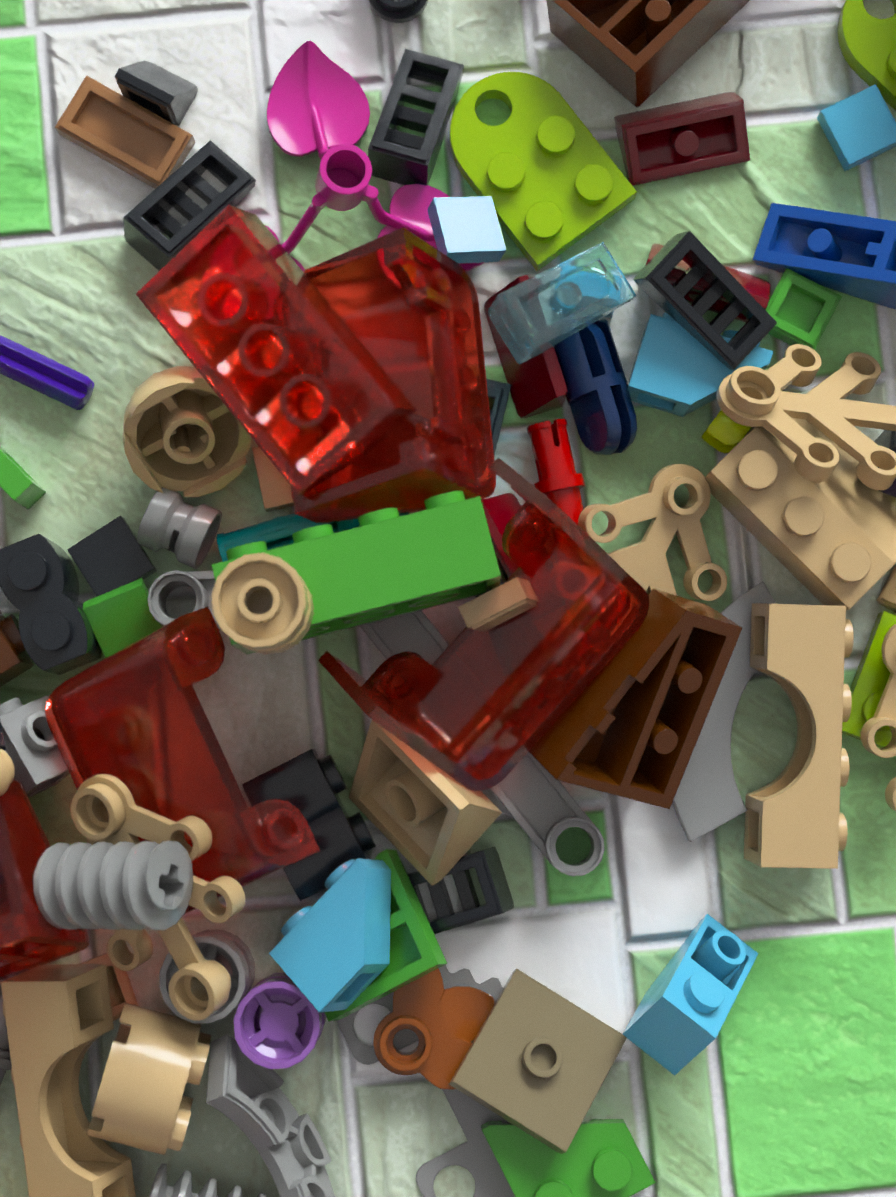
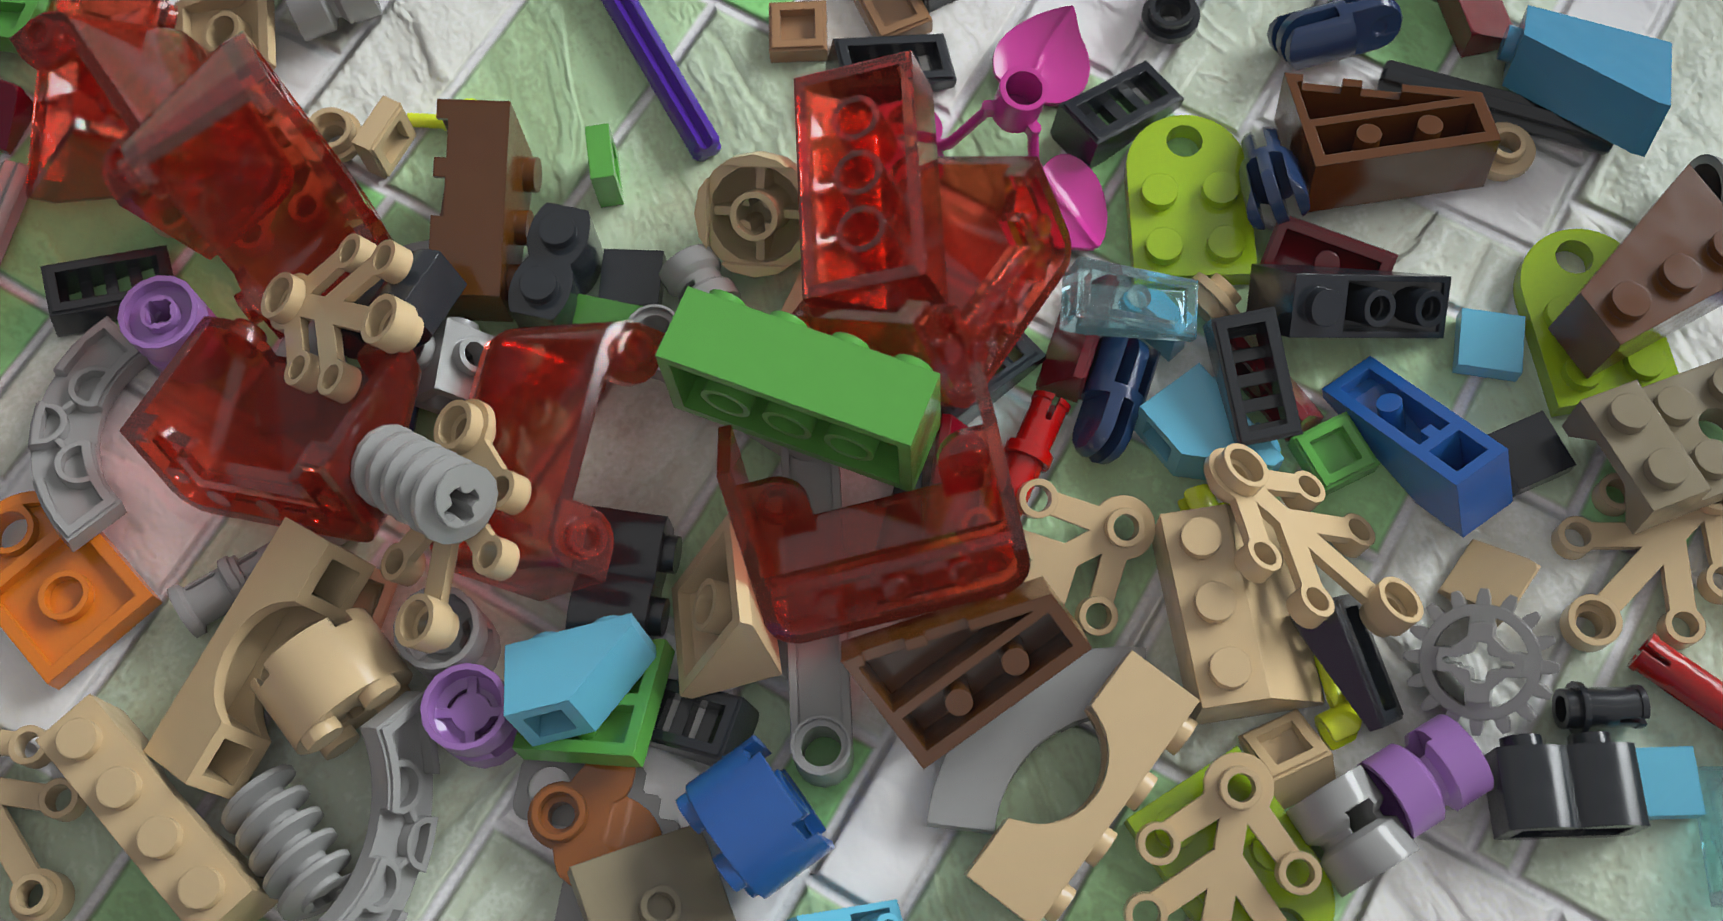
camera: 40 degrees right, 15 degrees down
(78, 224) = (798, 31): none -> medium nougat tile
(262, 603) = (698, 326): tan wheel -> none
(467, 229) = (1095, 211): tile -> none
(499, 605) = (900, 491): tan tile -> none
(566, 941) = (755, 820): none -> blue brick
(594, 99) = (1270, 177): none -> dark blue arm
(620, 239) = (1215, 297): none -> tan plate
(728, 173) = (1350, 301): none -> black slope

